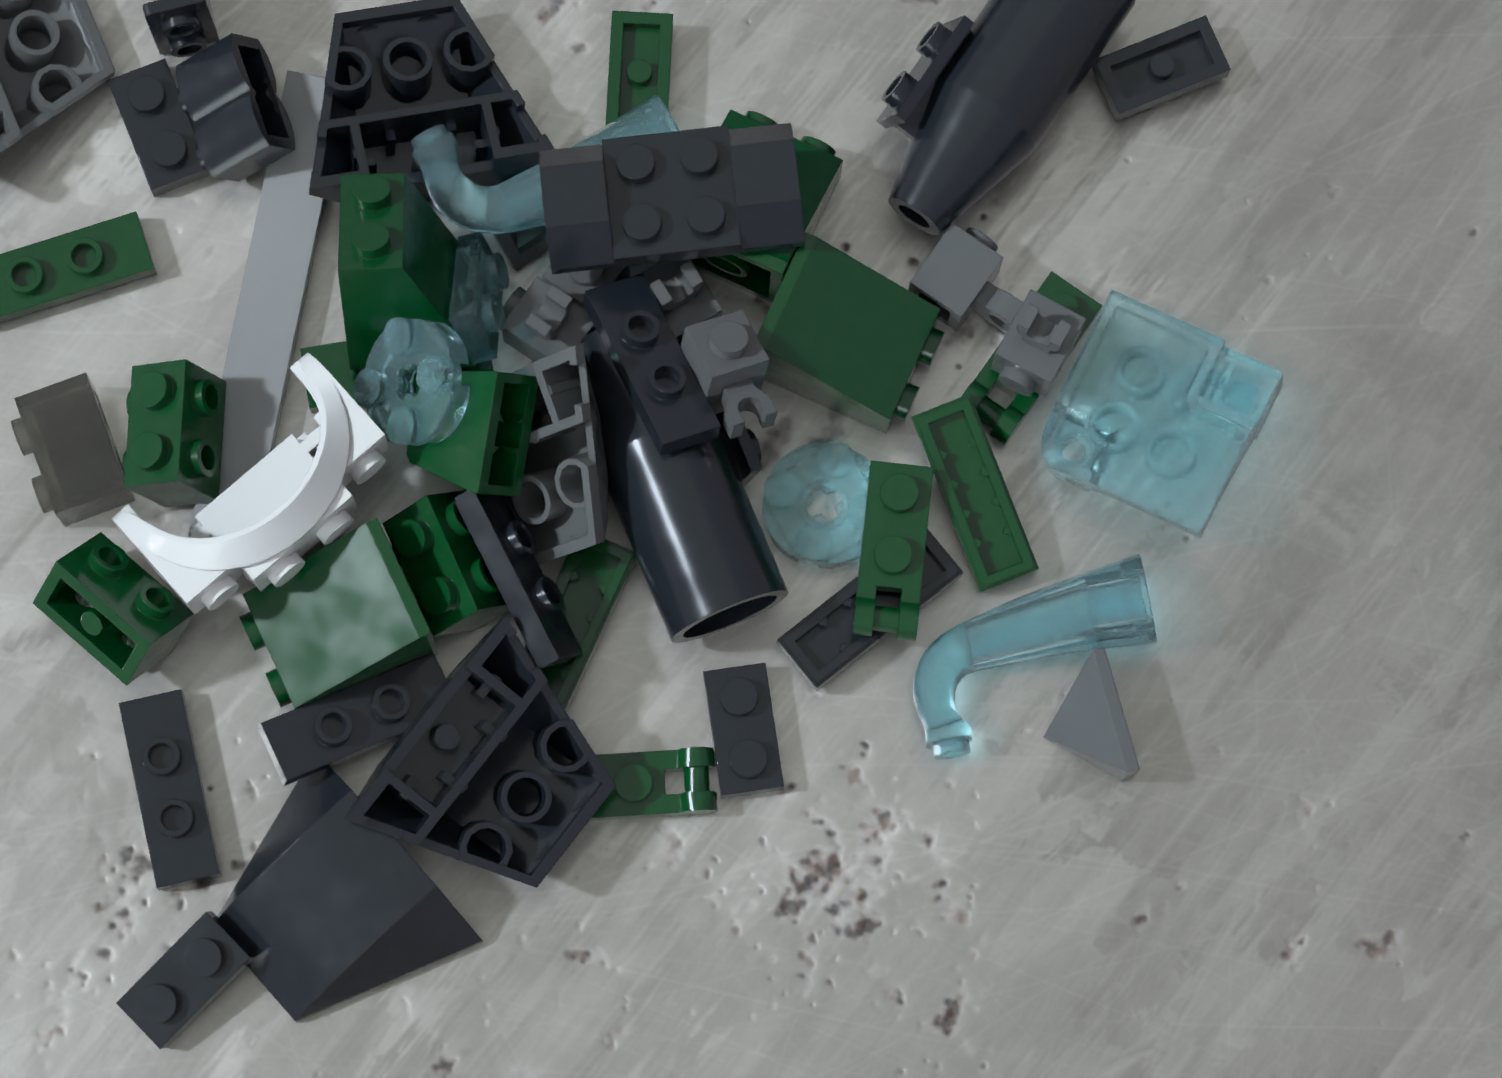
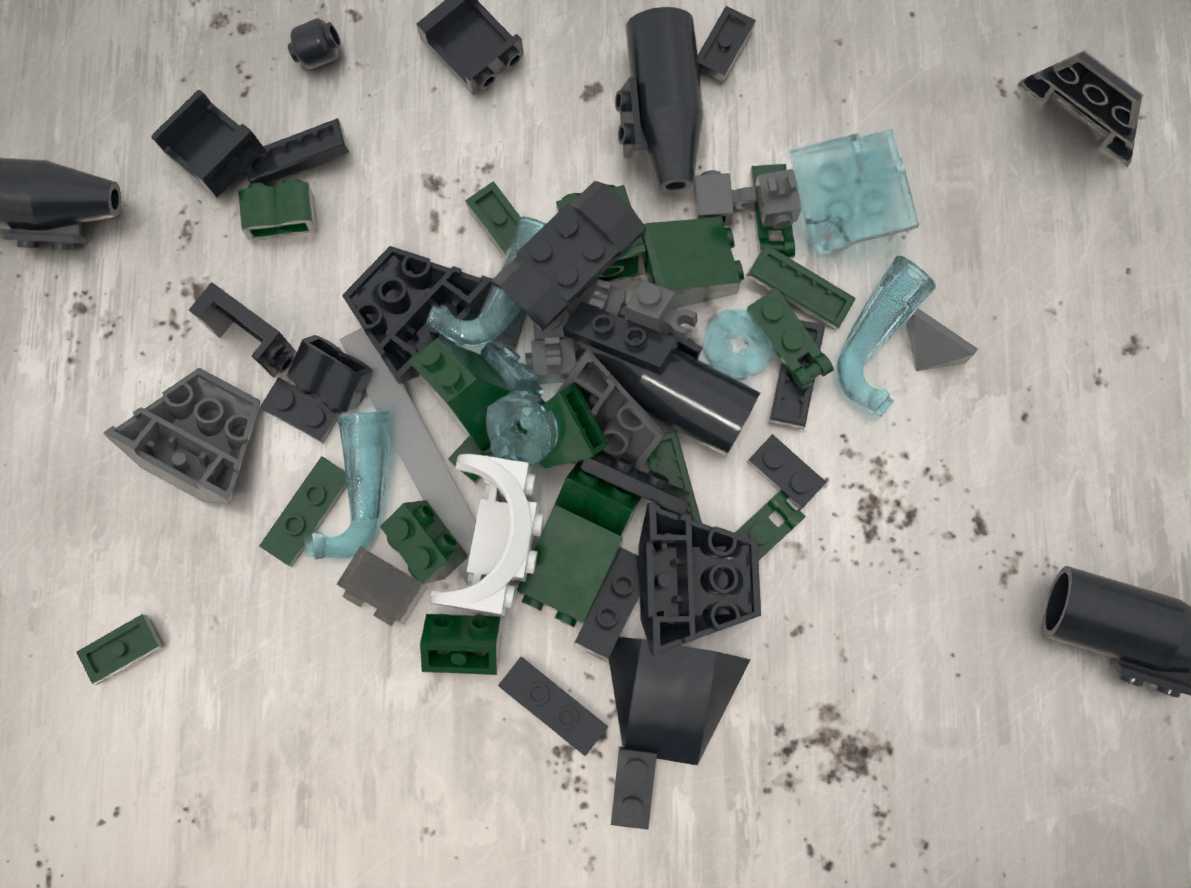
camera: 30 degrees left, 0 degrees up
(187, 263) = (365, 461): none -> clear light blue animal

